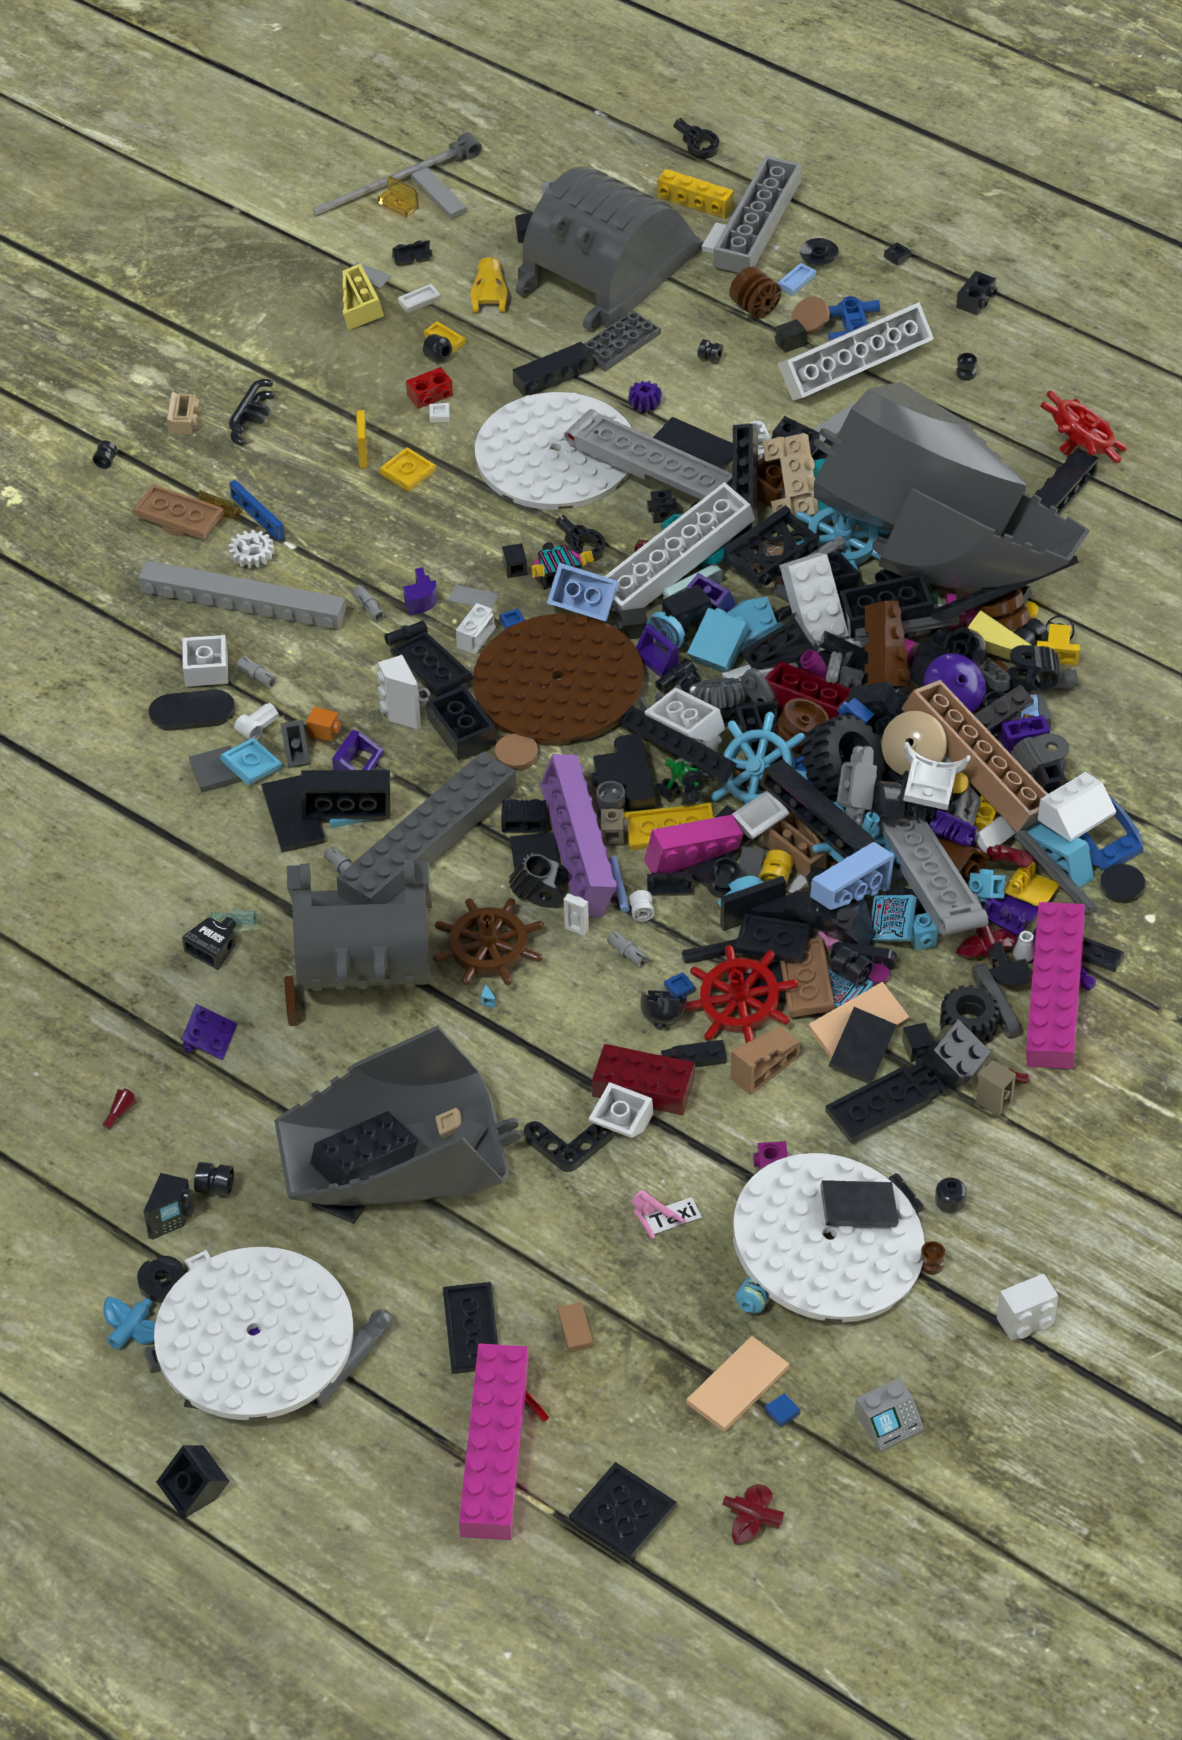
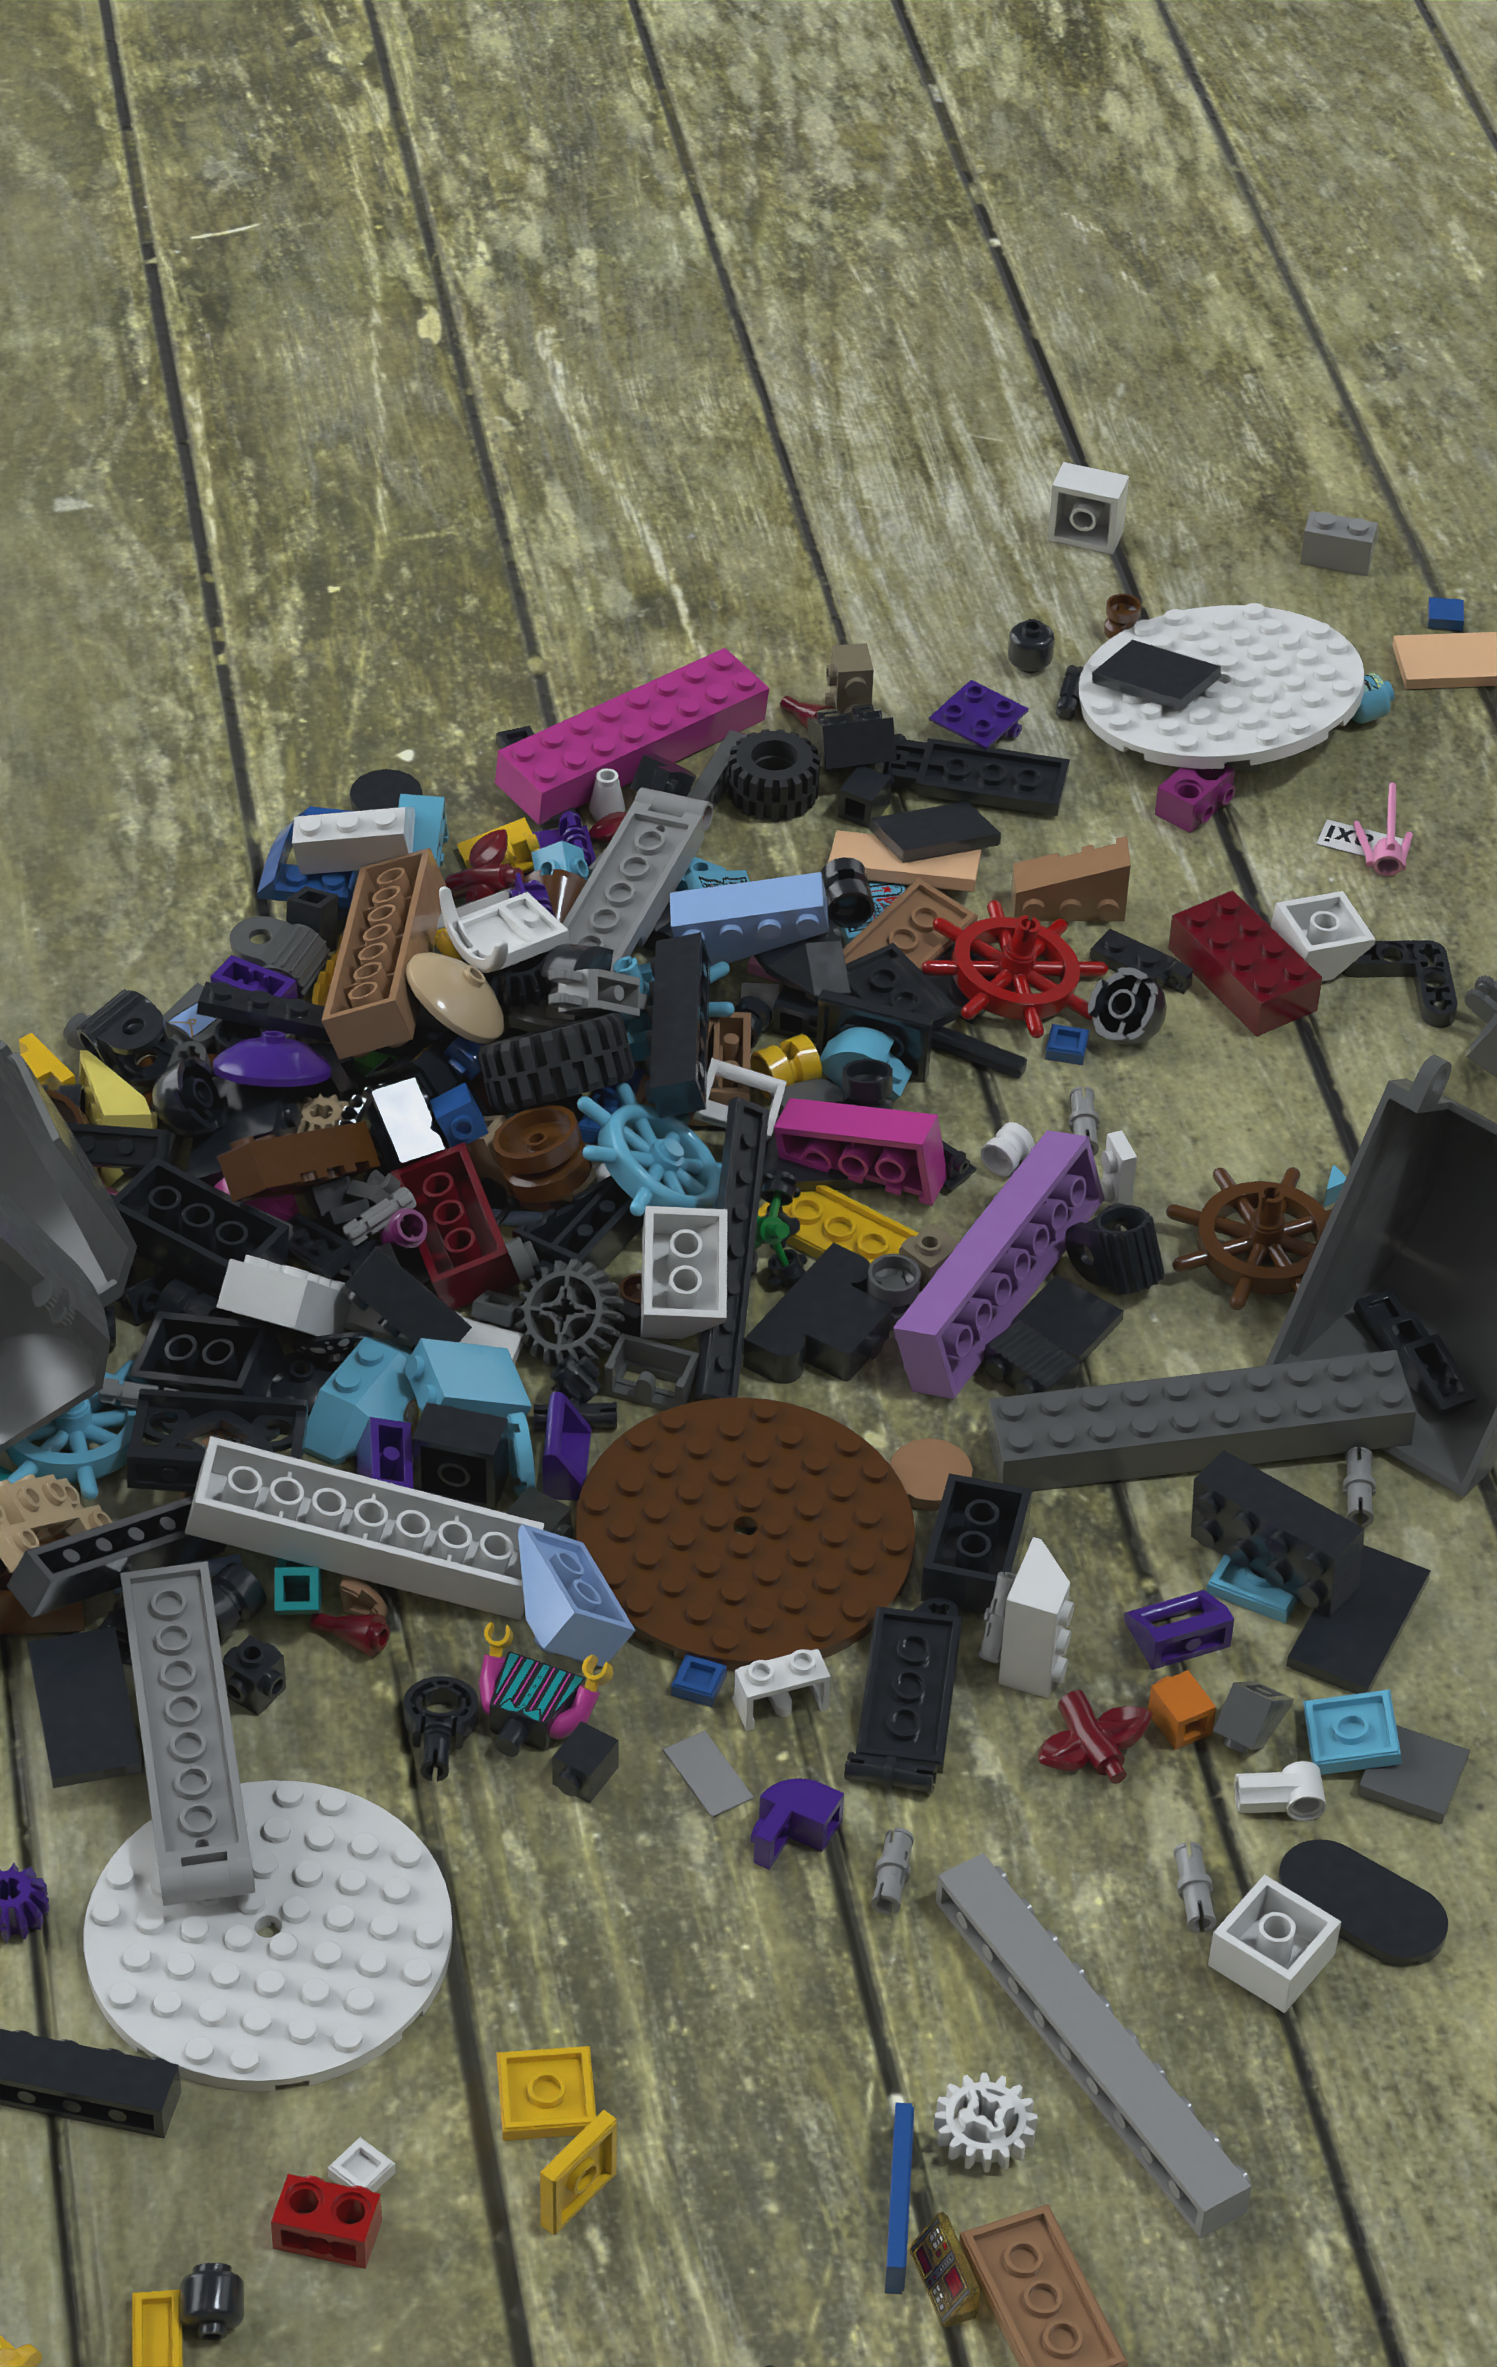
camera: 140 degrees left, 5 degrees down
(348, 694) = (1093, 1738): none -> dark red plant
(922, 1129) = (980, 715): none -> dark purple hinge
(1054, 870) = (456, 835): dark grey axle -> none

